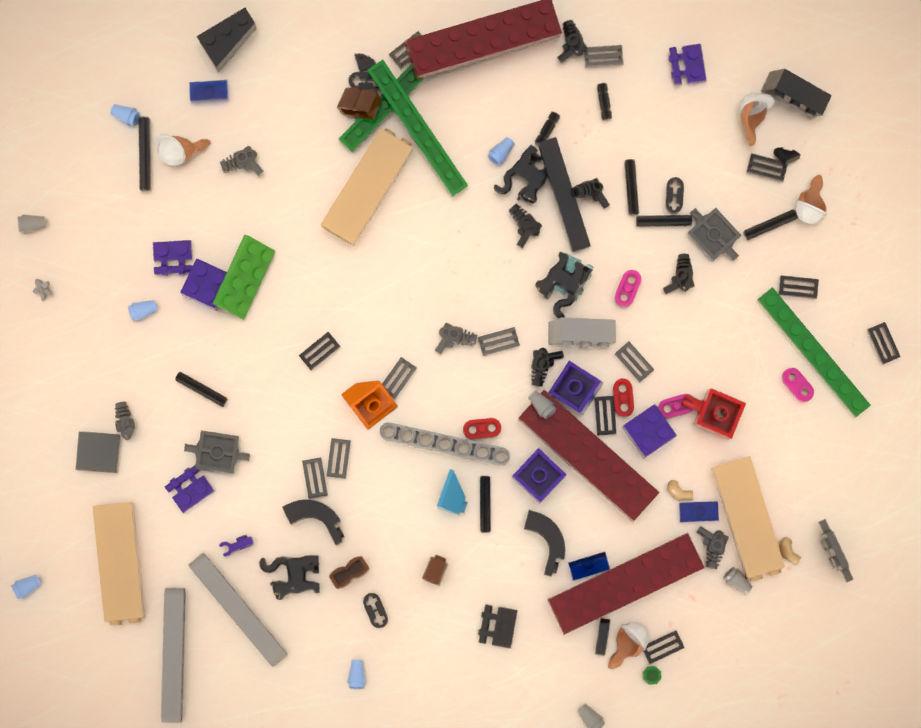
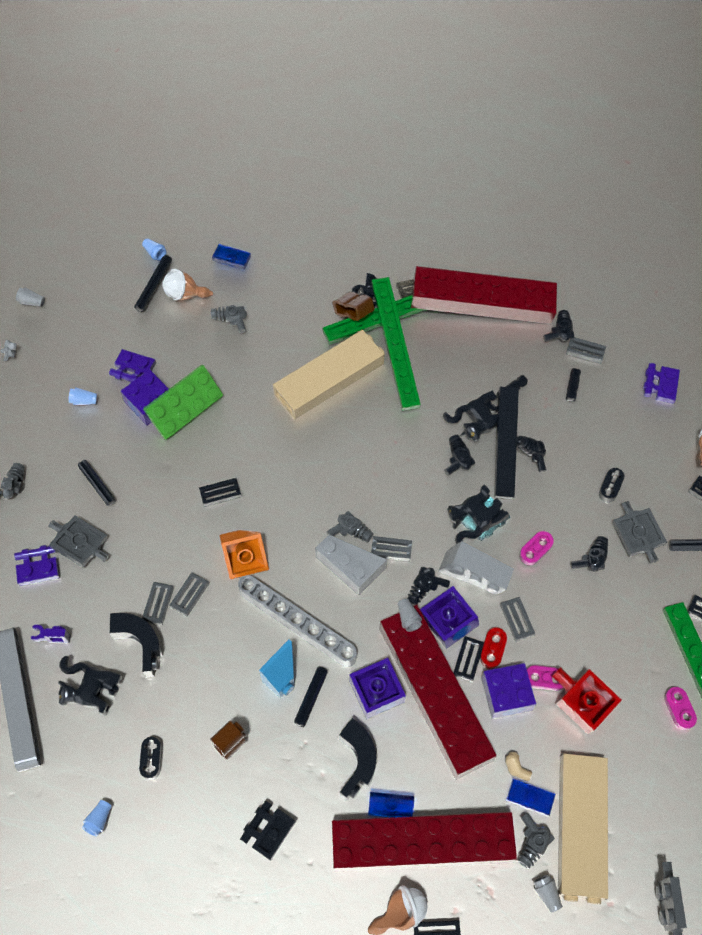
camera: 20 degrees right, 20 degrees down
(226, 37) = (267, 222): black wedge -> none
(344, 575) = (148, 704): reddish brown brick -> none
(388, 378) = (279, 536): dark grey tile -> none
(468, 372) = (350, 563): none -> light grey wedge
(482, 428) = (341, 619): red plate -> none
(500, 151) = (462, 389): light blue cone -> none
(602, 637) = (374, 891): black beam -> none
(631, 184) = (572, 463): black axle -> none
(664, 220) = (593, 502): black axle -> none
(786, 551) = (614, 883): tan arm -> none

